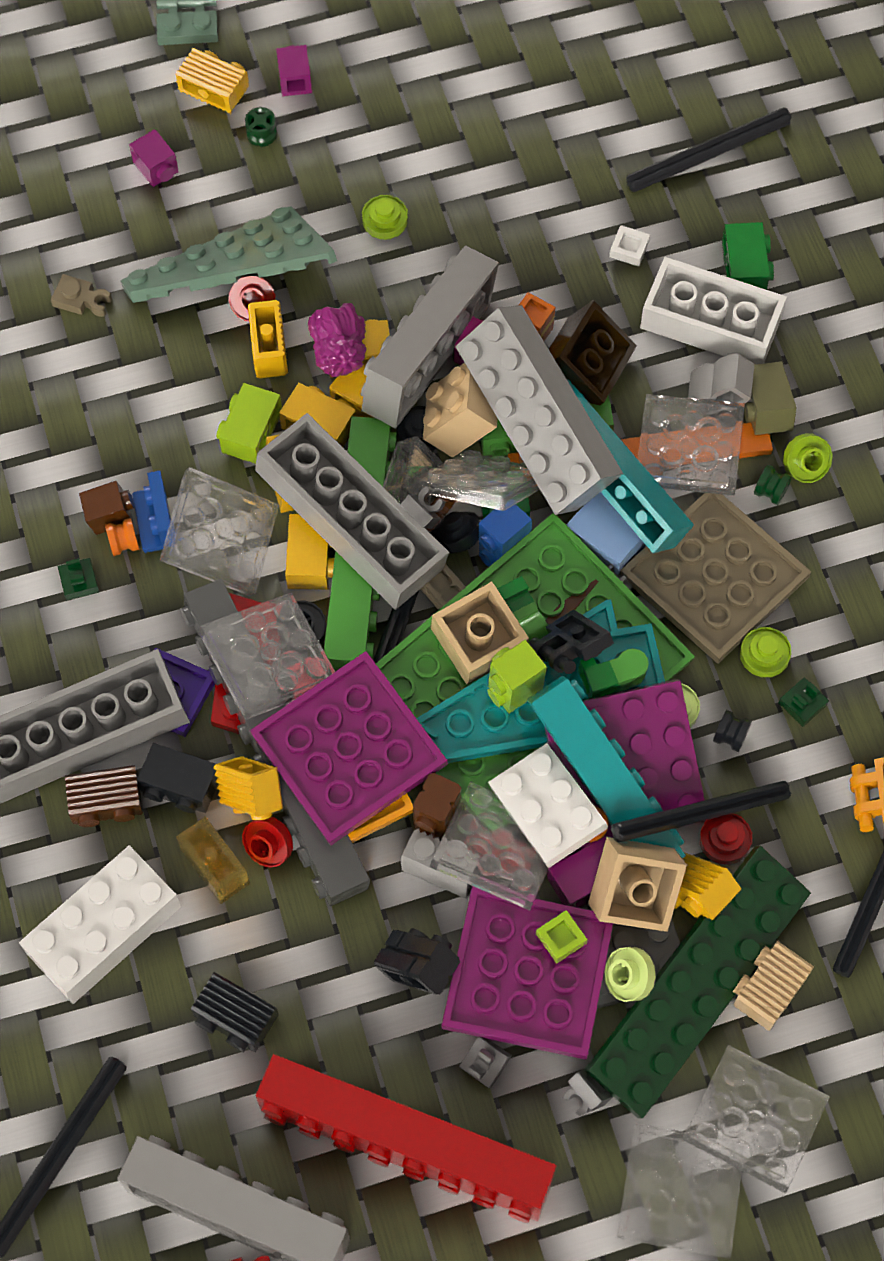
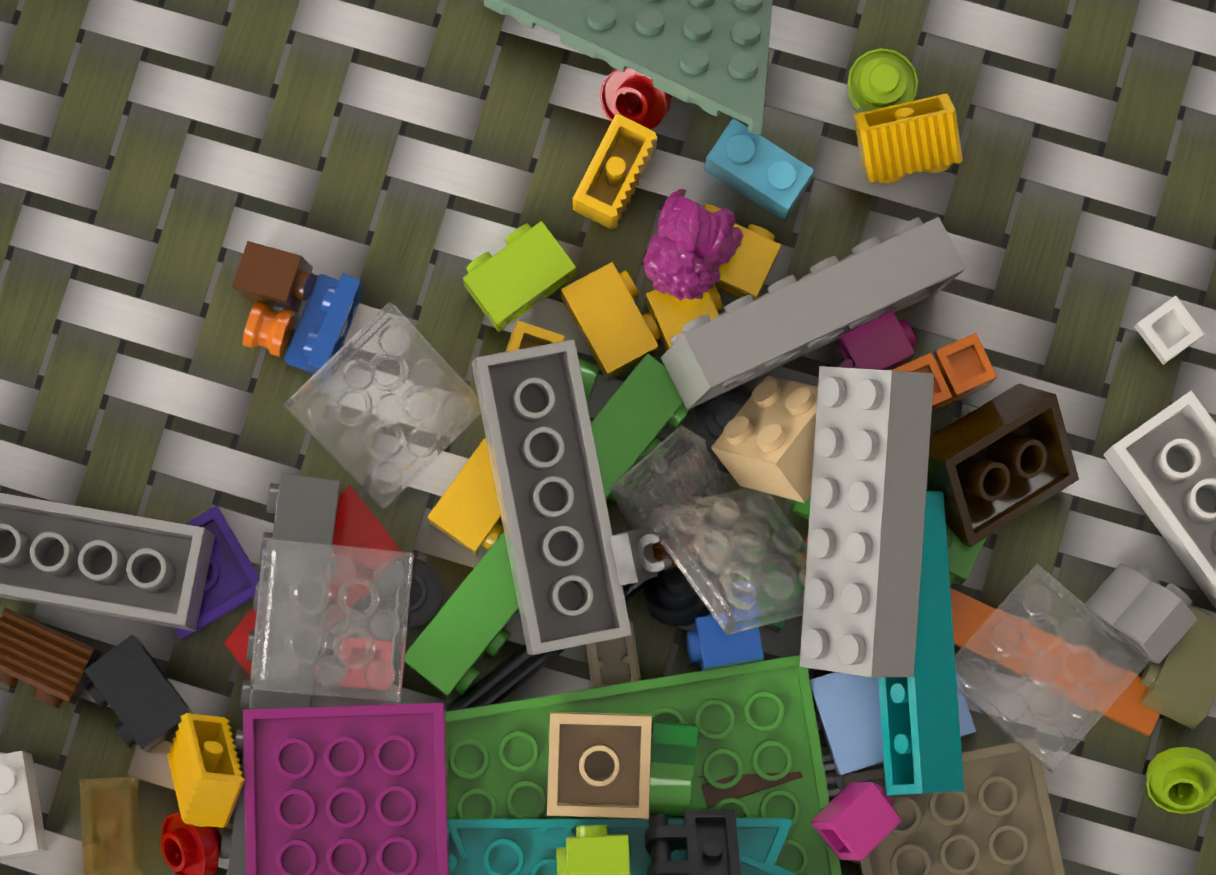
camera: 30 degrees right, 15 degrees up
(78, 578) = (184, 346): dark green tile -> none
(352, 287) = (758, 170): none -> medium azure brick
(419, 232) = (908, 139): none -> yellow brick
(646, 580) = (856, 820): none -> dark pink brick
(772, 485) = (1114, 785): dark green wheel -> none

